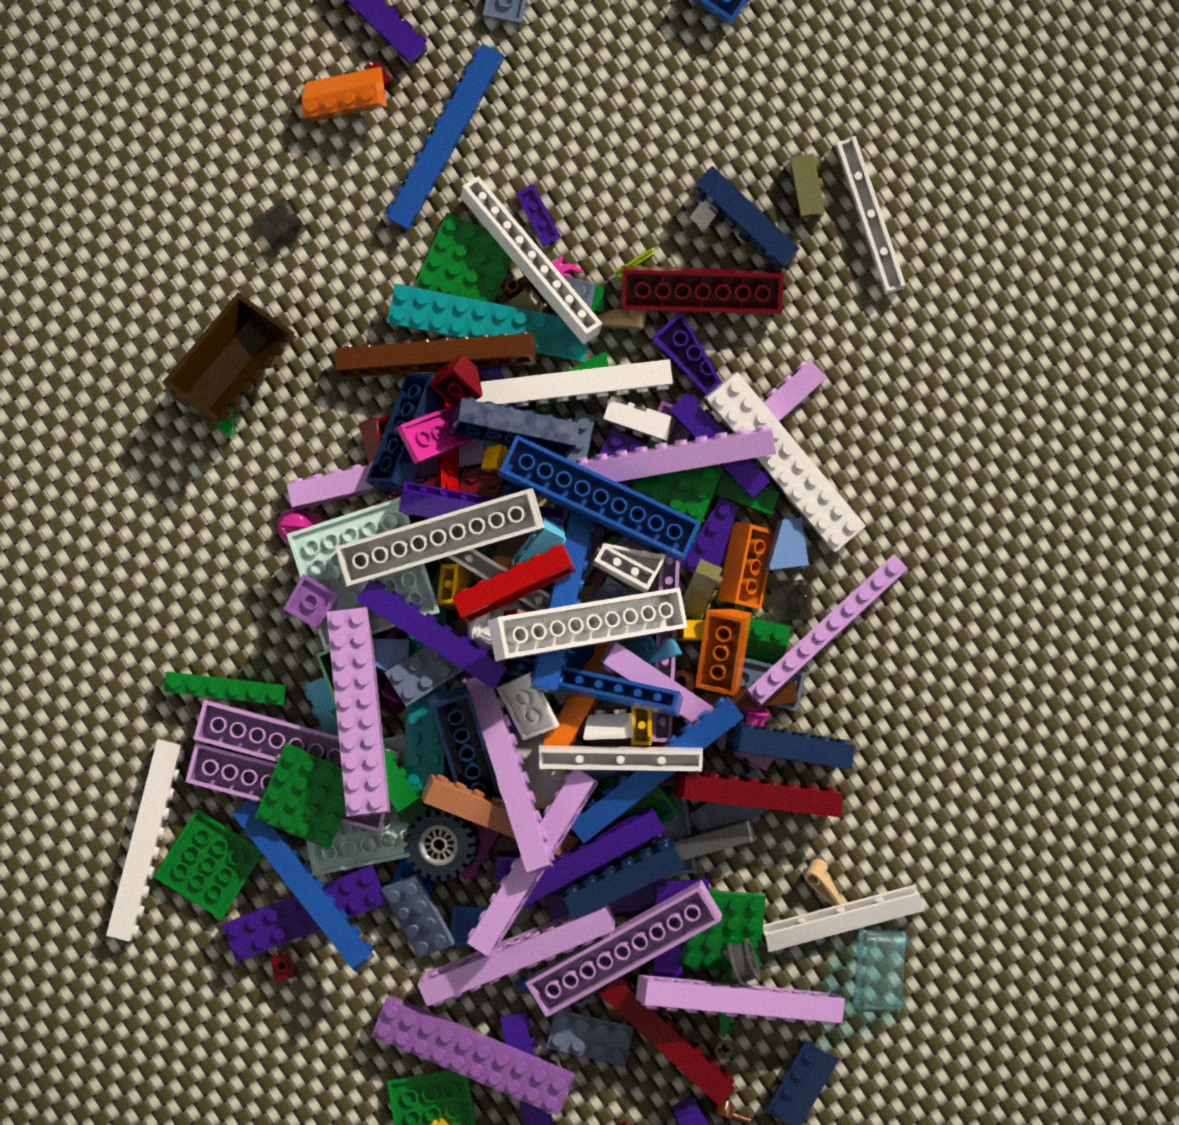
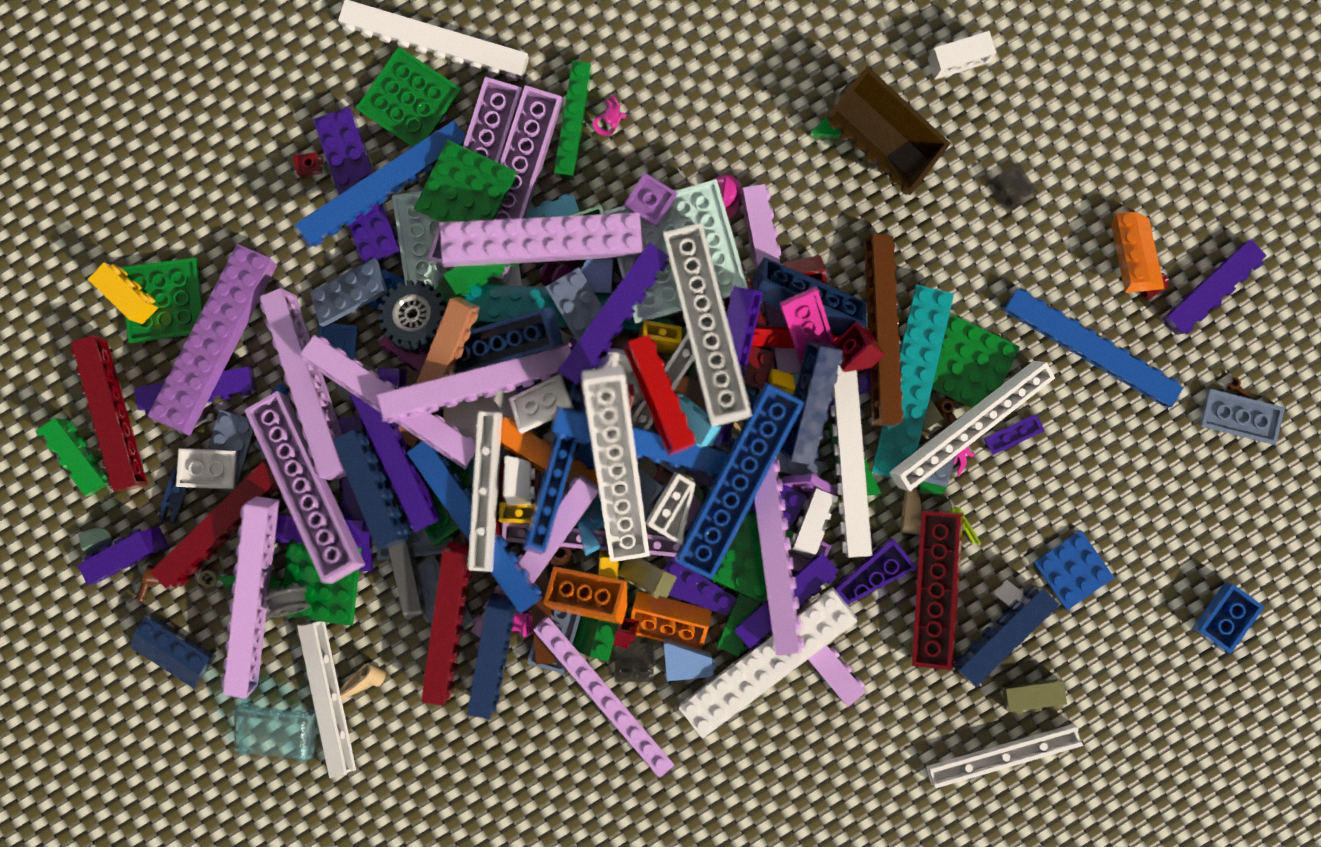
camera: 85 degrees right, 0 degrees up
(142, 283) = (961, 54): none -> white brick
(220, 648) = (610, 116): none -> dark pink piece
(598, 427) = (808, 484): none -> medium lavender plate
(609, 1056) = (206, 468): none -> white tile
(636, 1089) = (174, 498): none -> dark blue hinge
(676, 149) = (1073, 570): none -> blue plate
(761, 609) = (626, 633): none -> dark red brick

